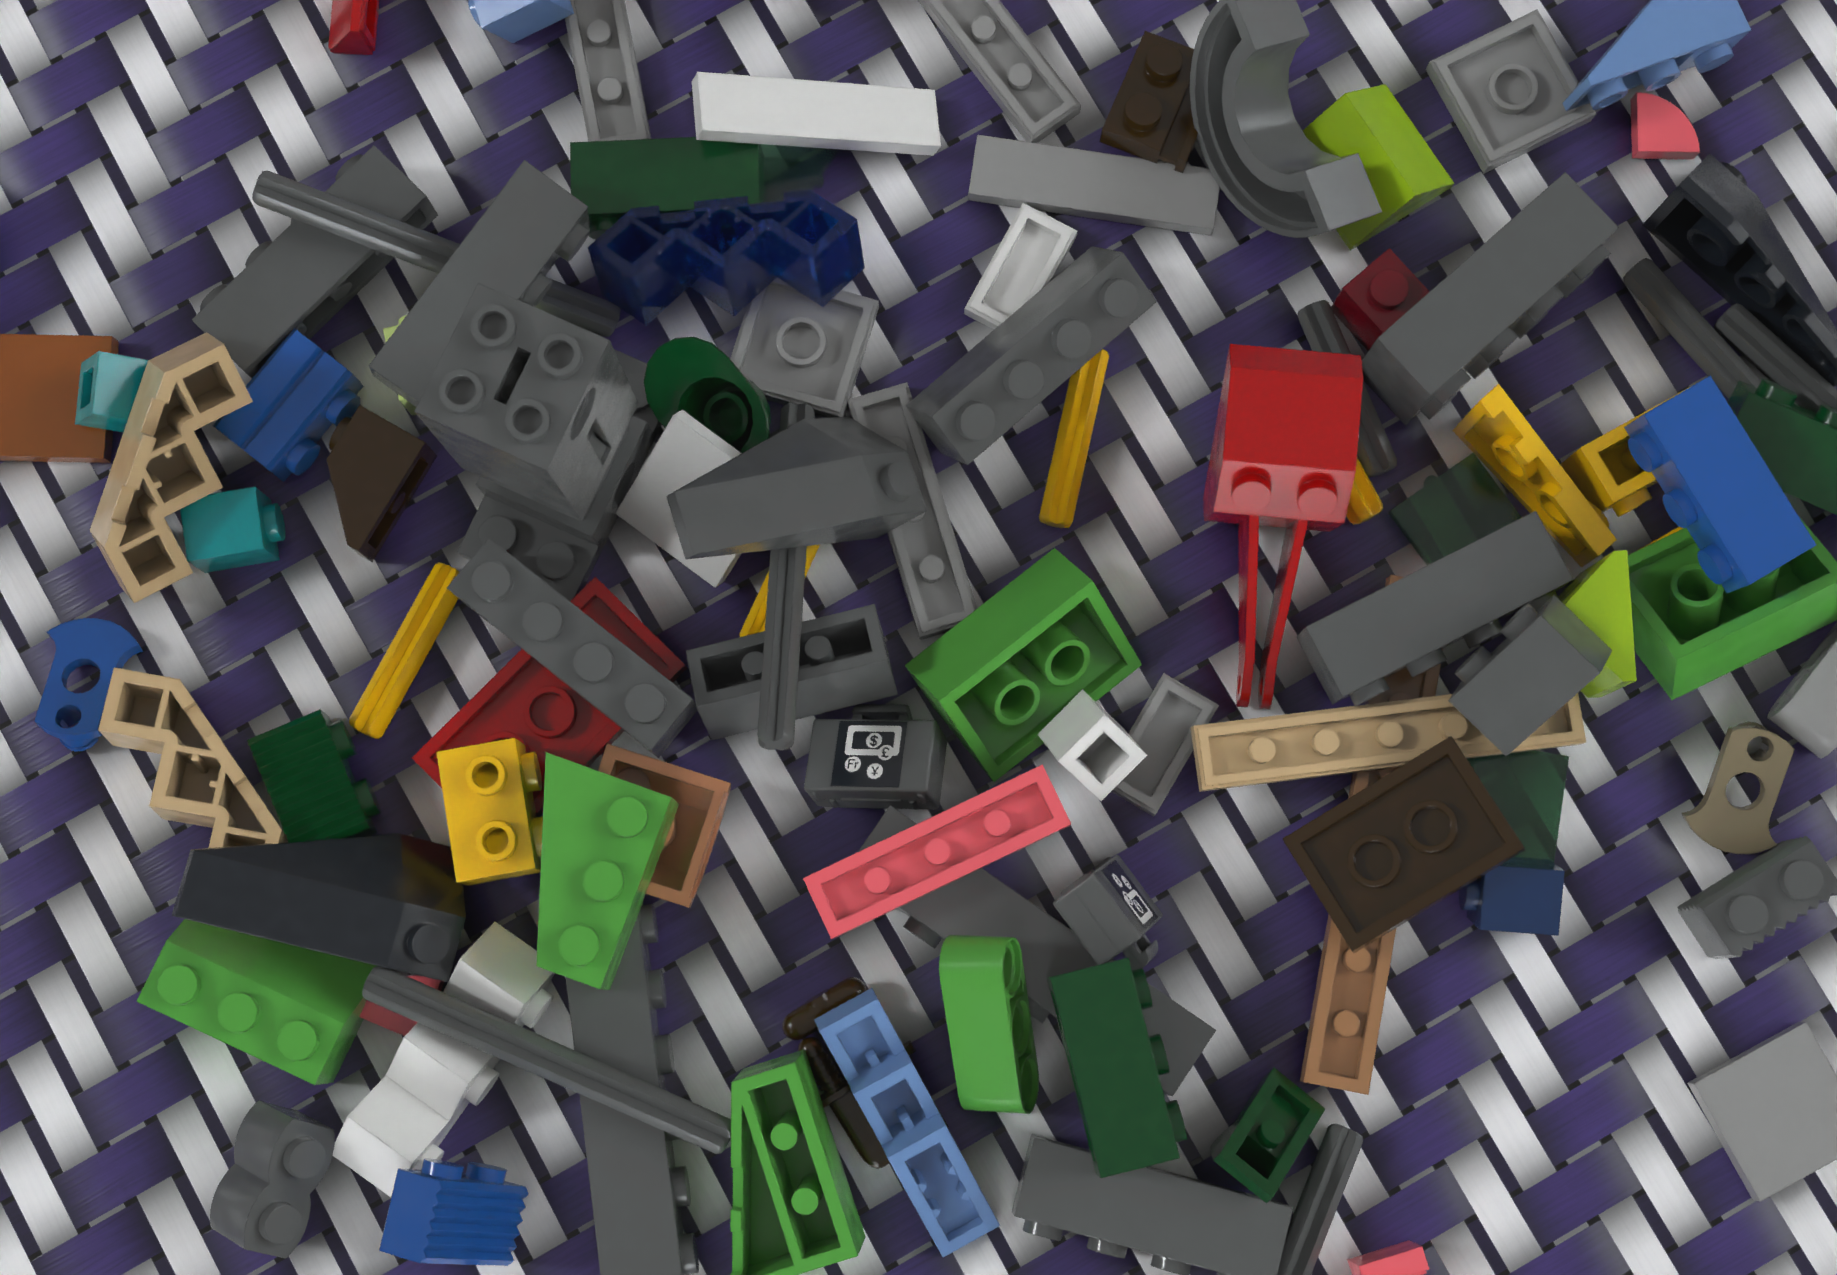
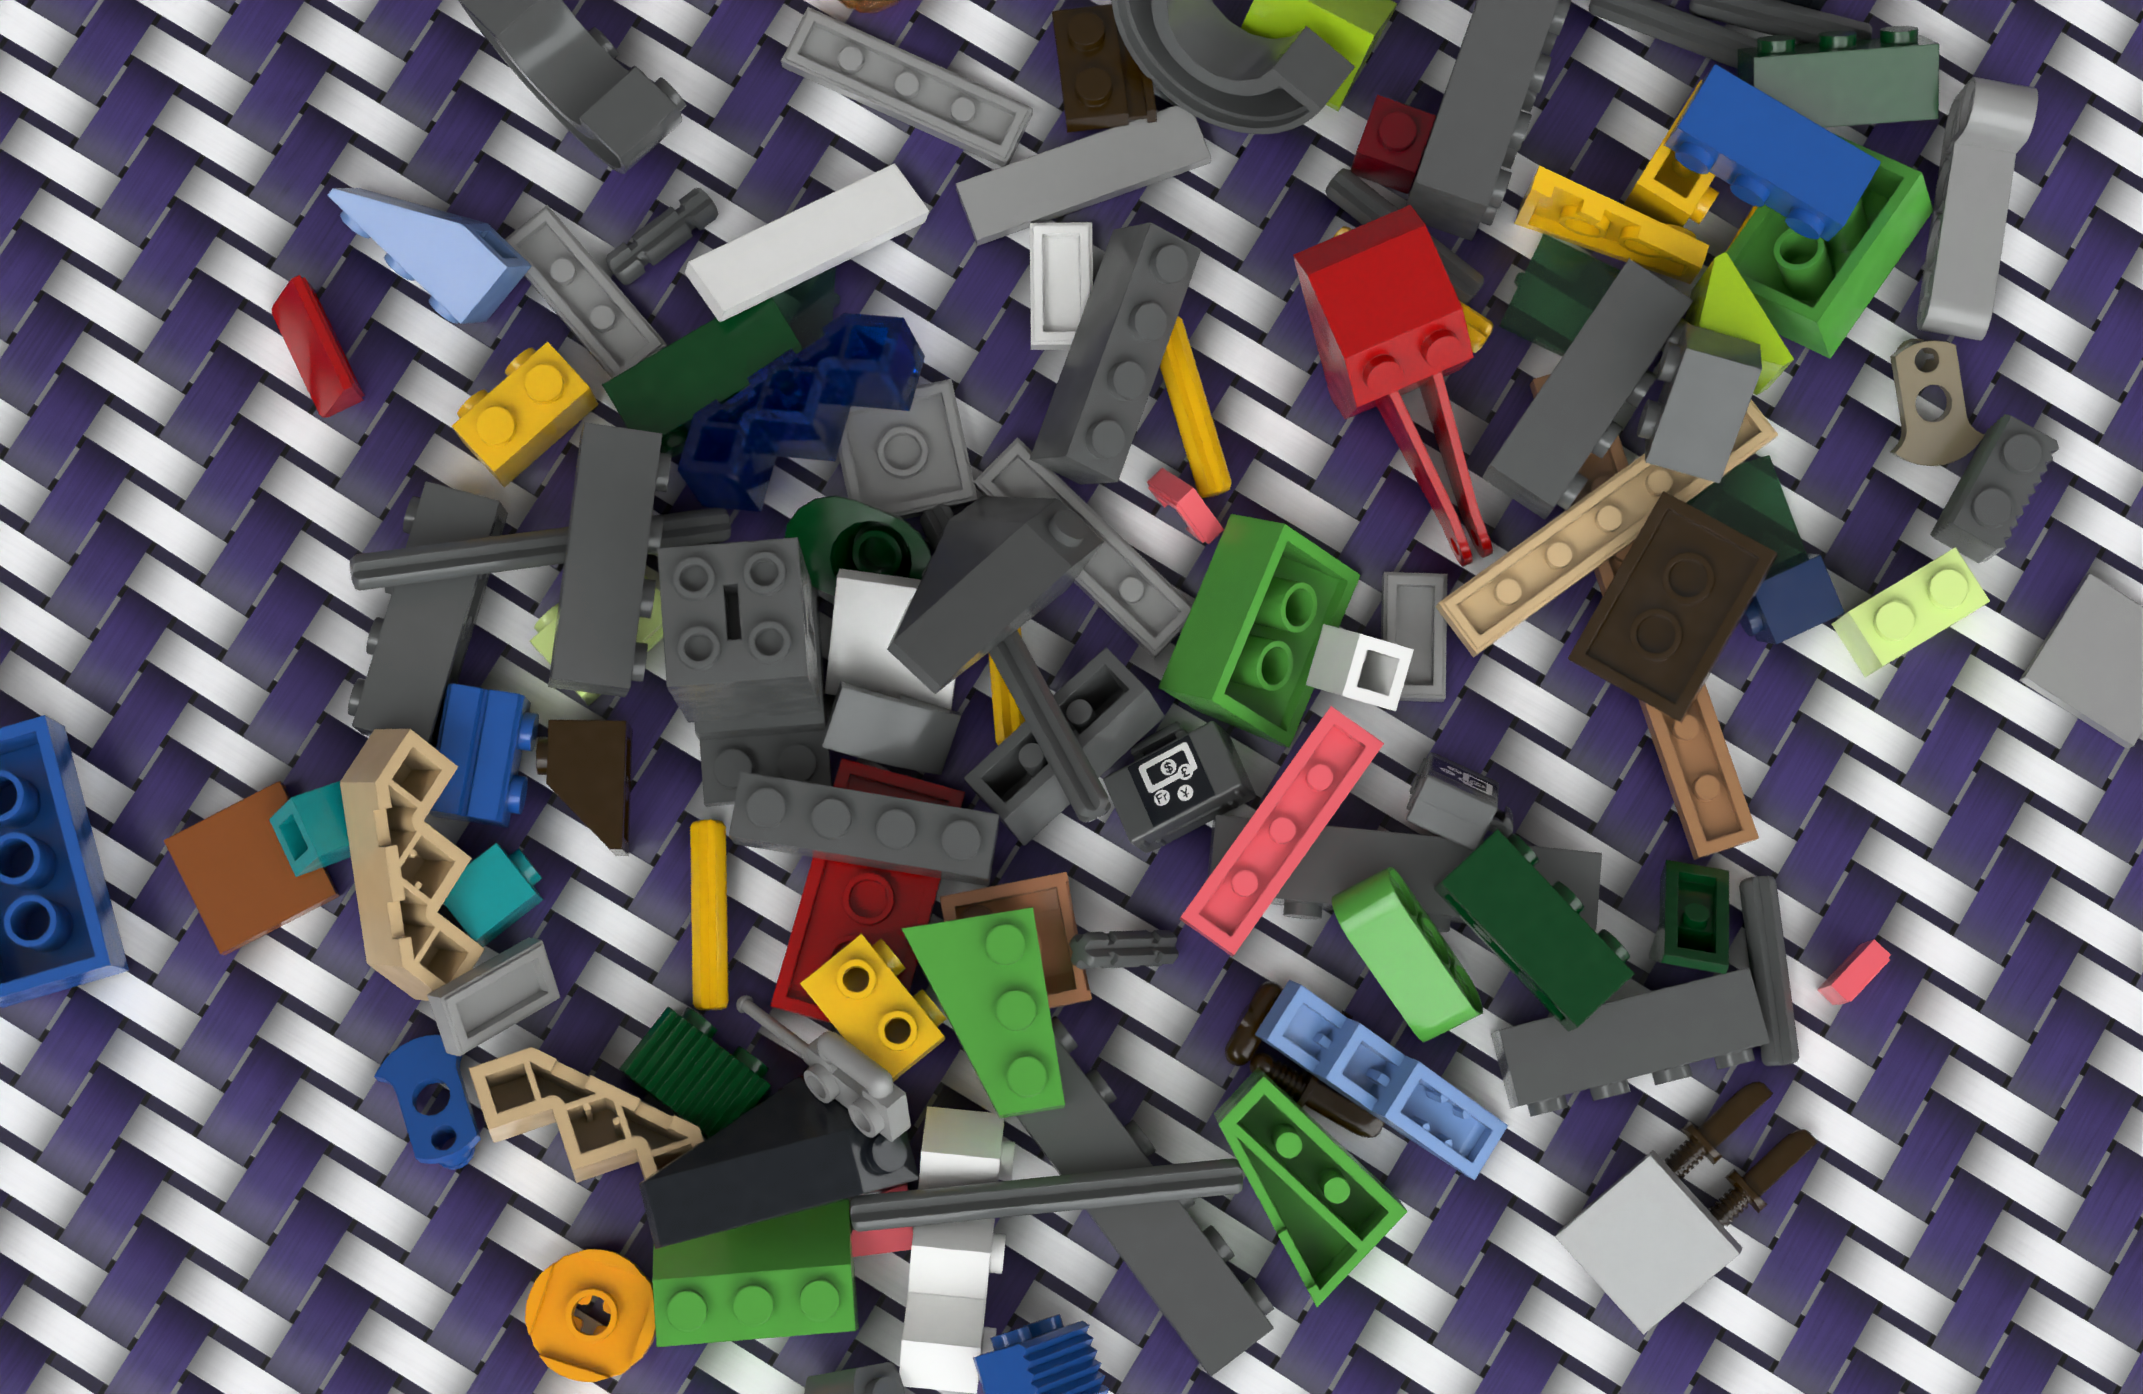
camera: 35 degrees left, 0 degrees up
(73, 940) = (559, 1333): none -> light orange plate
(178, 618) = (493, 996): none -> light grey tile
(431, 852) = (844, 1074): none -> light grey piece
(492, 133) = (524, 412): none -> yellow brick
(649, 575) = (890, 729): none -> dark grey slope
(700, 47) = (662, 236): none -> dark grey axle
(743, 879) = (1123, 949): none -> dark grey axle
(1021, 520) = (1187, 502): none -> coral tile
(1620, 967) = (1910, 612): none -> yellowish green brick

